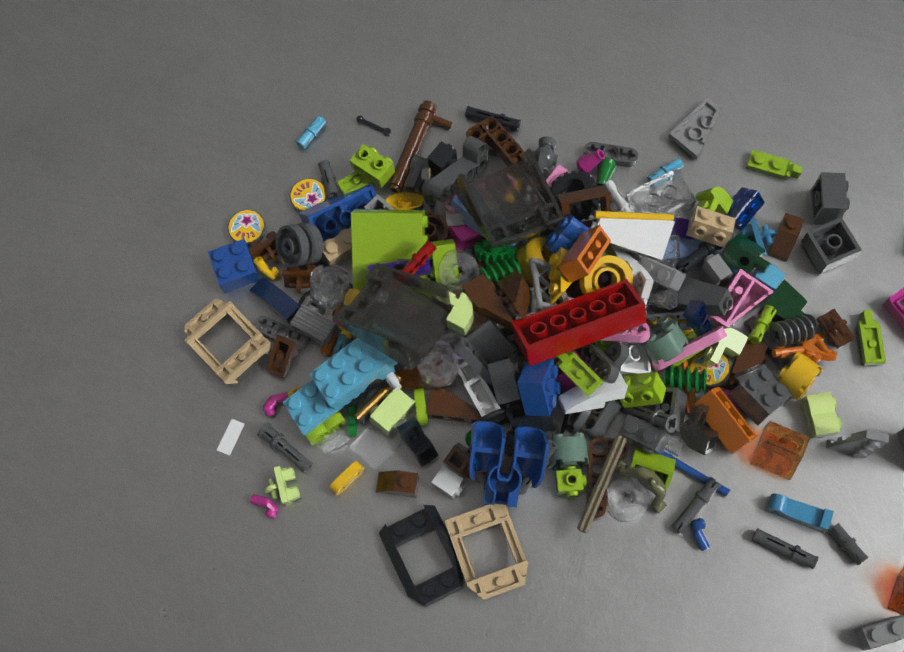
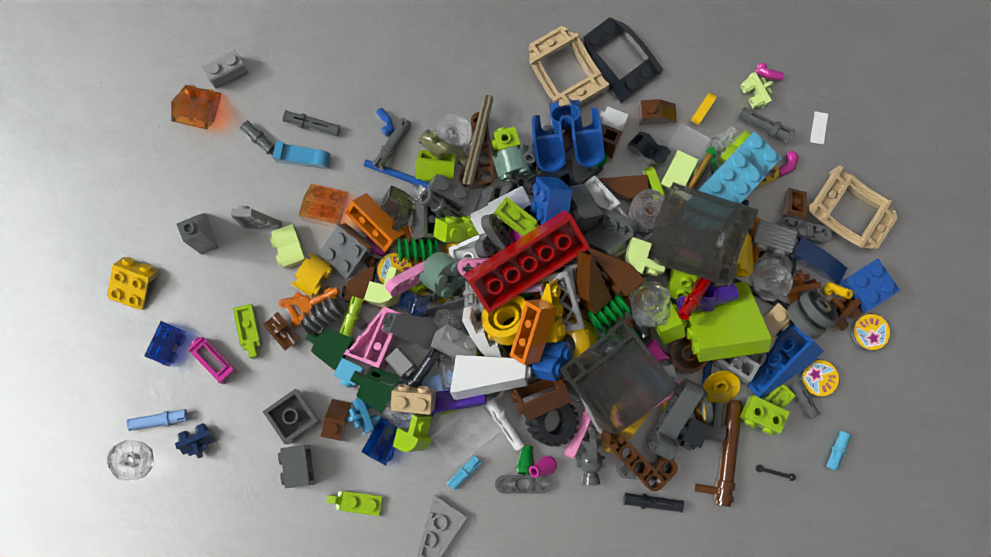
camera: 160 degrees right, 10 degrees up
(633, 215) = (490, 395): yellow bar -> none

